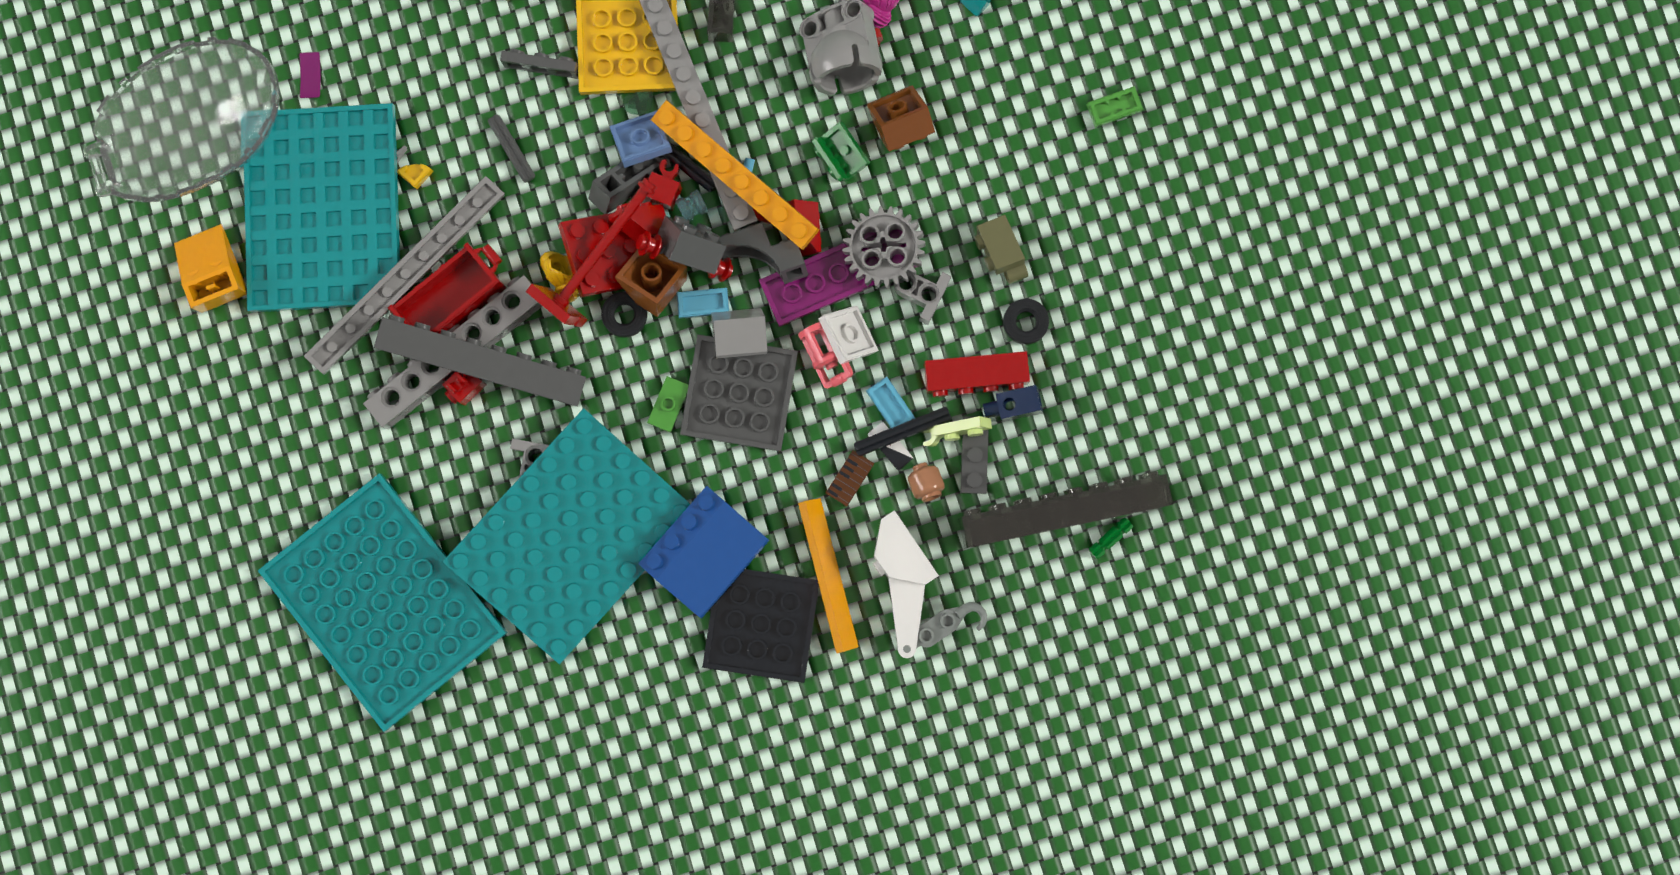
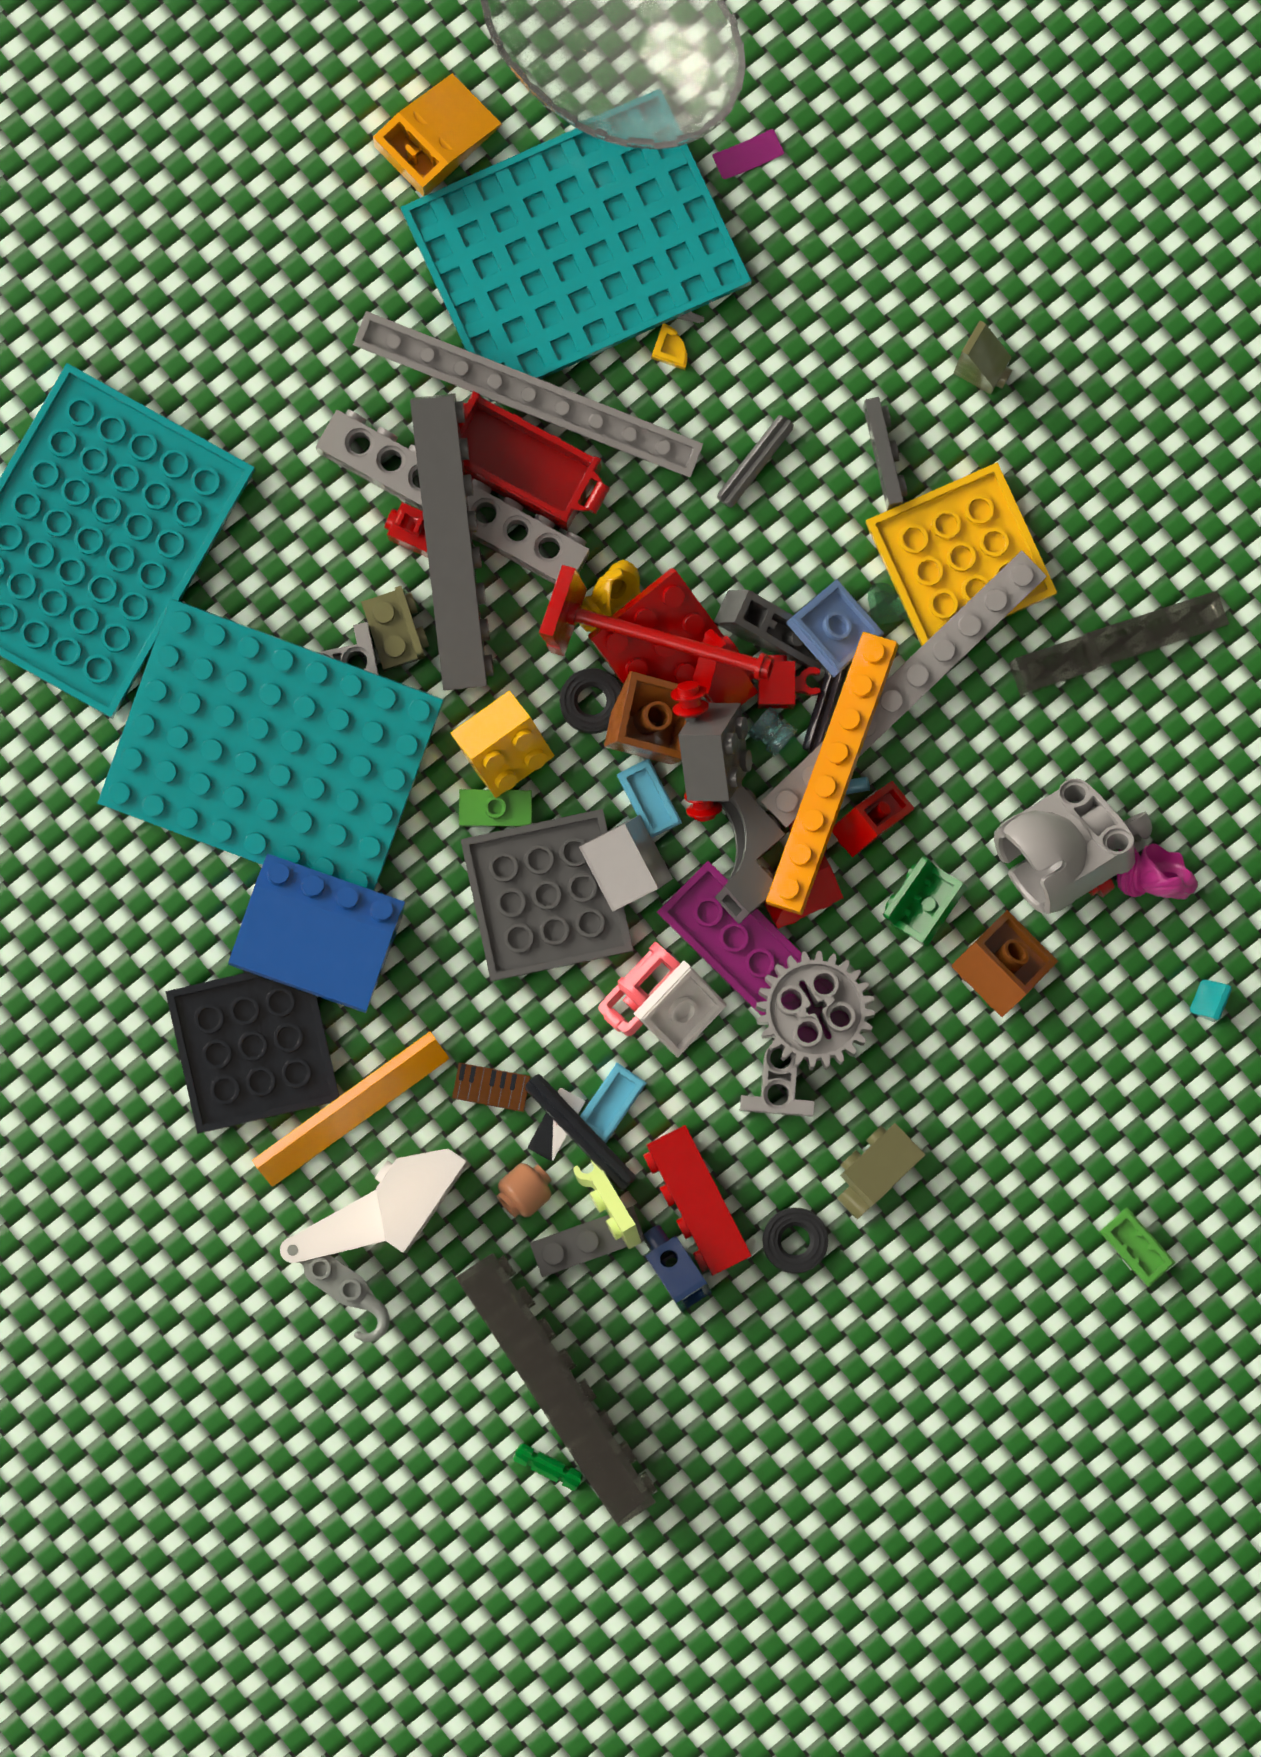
camera: 65 degrees right, 0 degrees up
(524, 423) = (394, 628): none -> olive bracket
(628, 381) = (502, 744): none -> yellow brick
(774, 164) = (872, 818): none -> red slope

